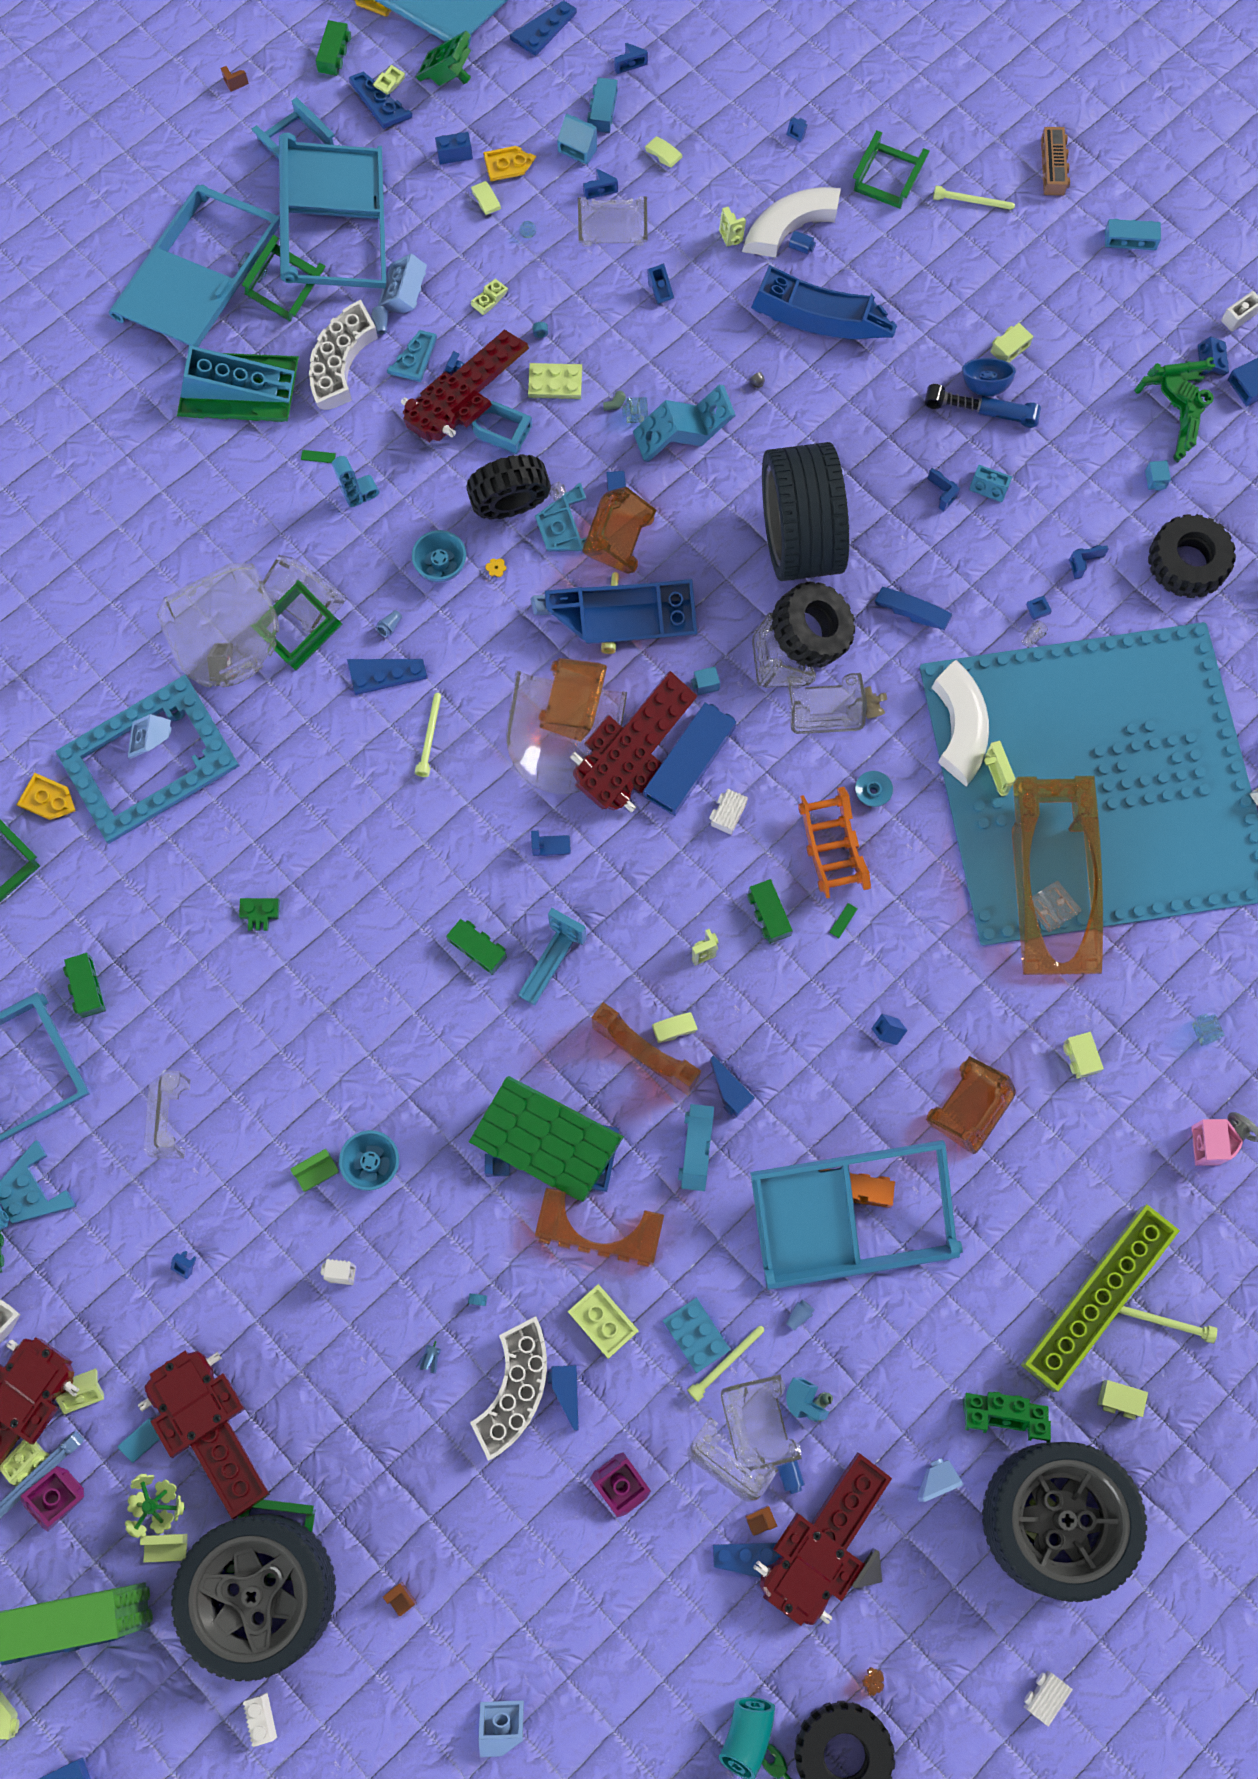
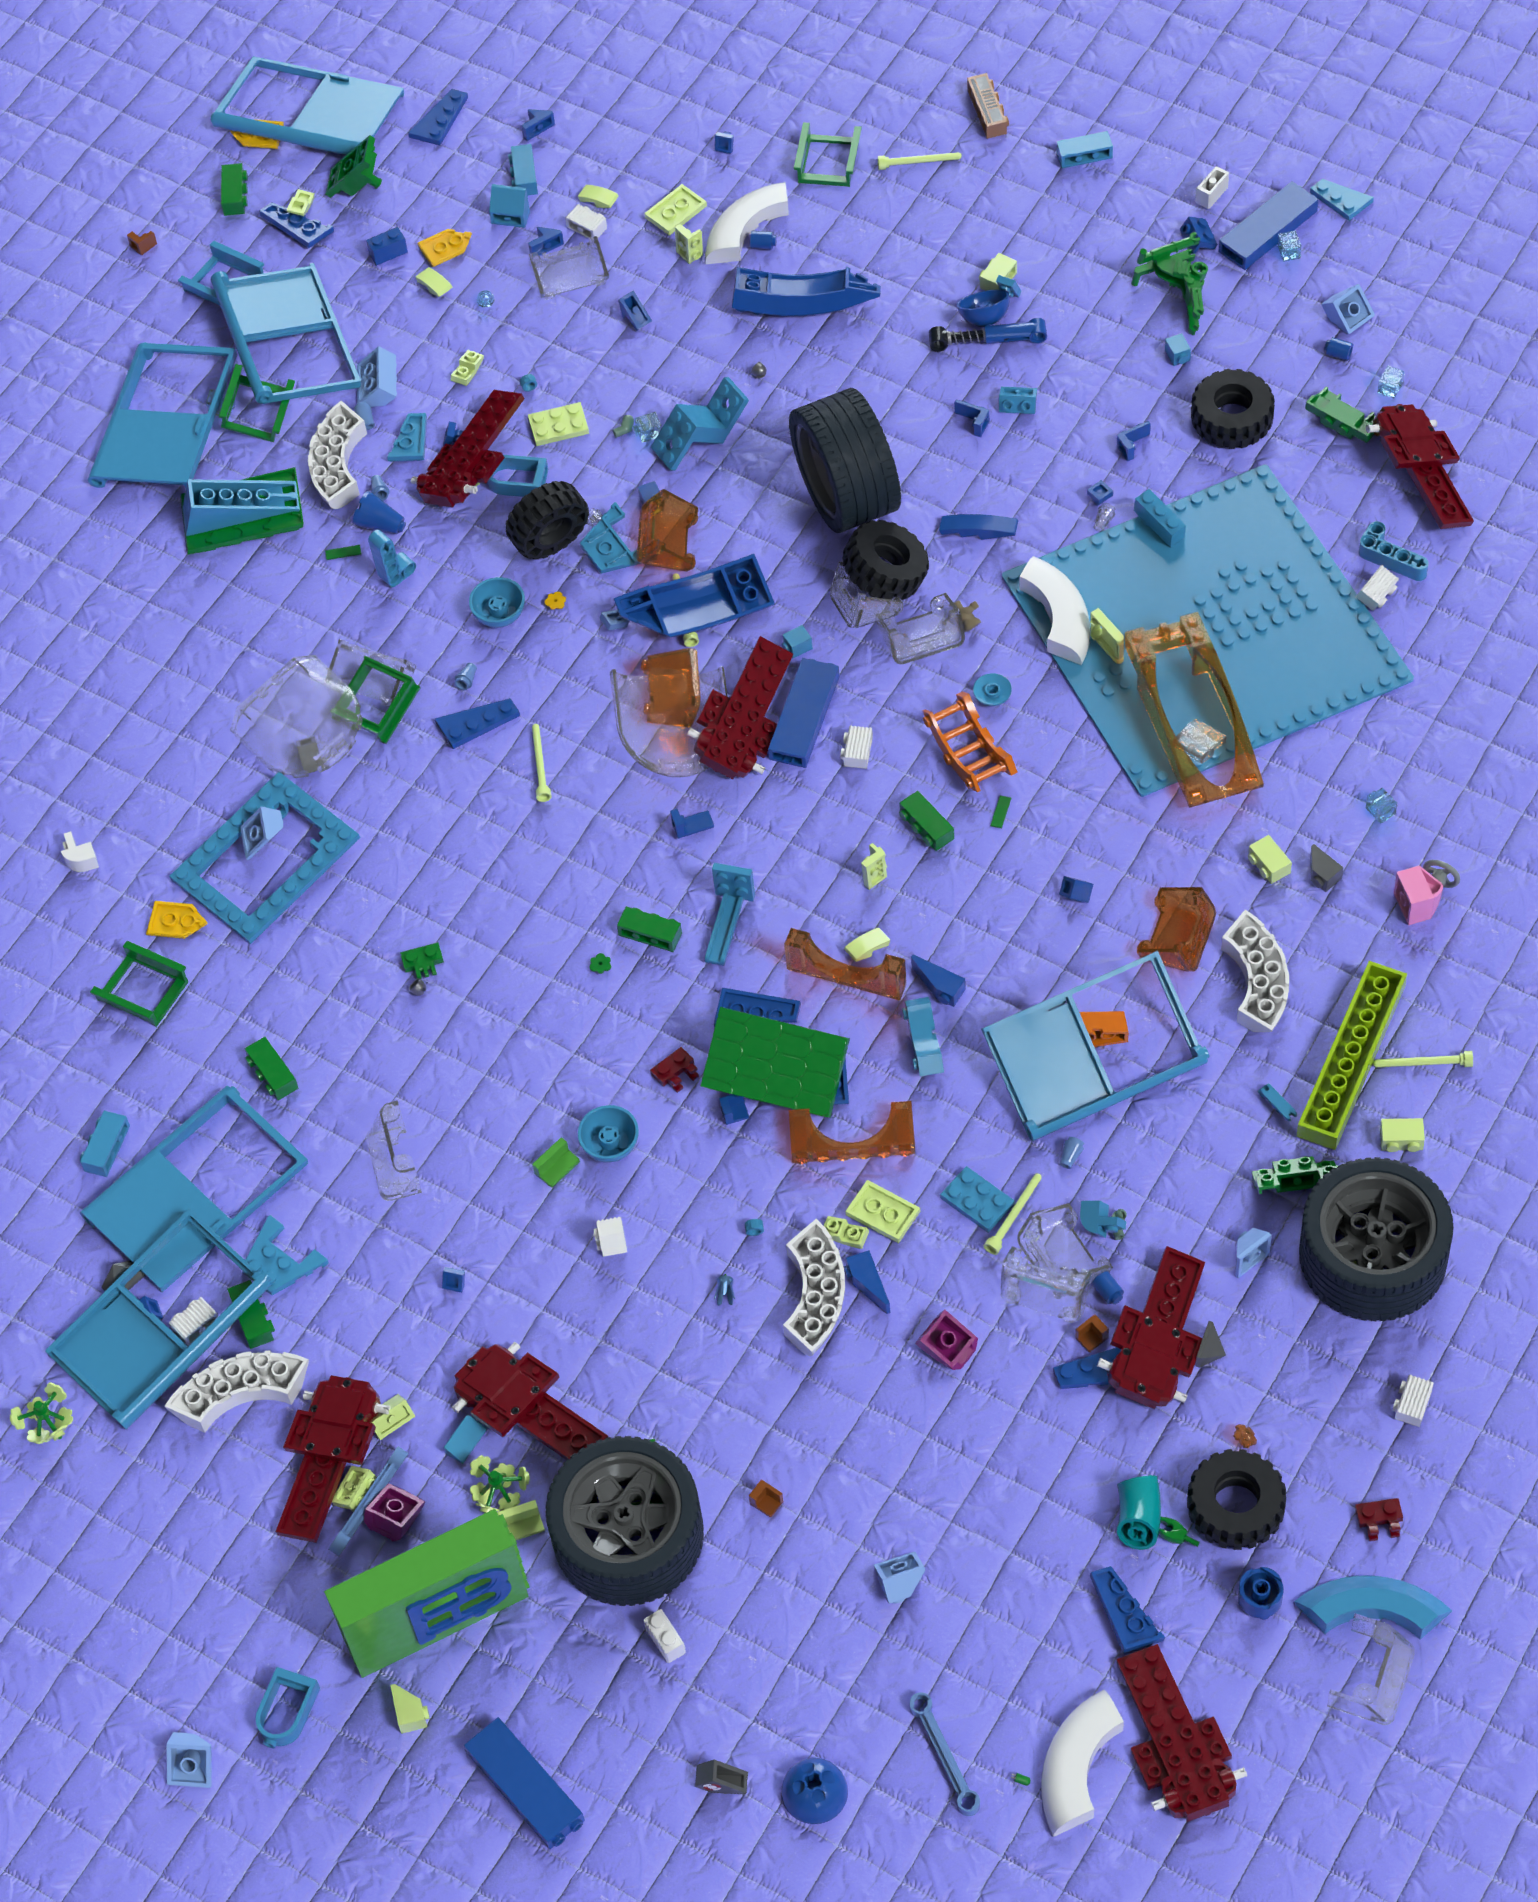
camera: 10 degrees left, 15 degrees down
(244, 940) = (417, 987): none -> flat silver hinge
(358, 429) = (377, 515): none -> blue cone
(369, 402) = (379, 488): none -> medium blue cone
(417, 964) = (600, 963): none -> green plant
(453, 1100) = (668, 1069): none -> dark red plate
(544, 1061) = (758, 1004): none -> blue wing
(561, 1331) = (846, 1233): none -> yellowish green slope
(644, 176) = (586, 222): none -> white brick
(731, 186) = (675, 209): none -> yellowish green plate
(1012, 1322) = (1277, 1101): none -> dark azure piece
(1017, 361) = (1008, 285): none -> dark azure plate
(1042, 1180) = (1263, 970): none -> white brick
(1087, 653) = (1159, 518): none -> dark azure brick
(1131, 1082) = (1324, 869): none -> dark grey slope

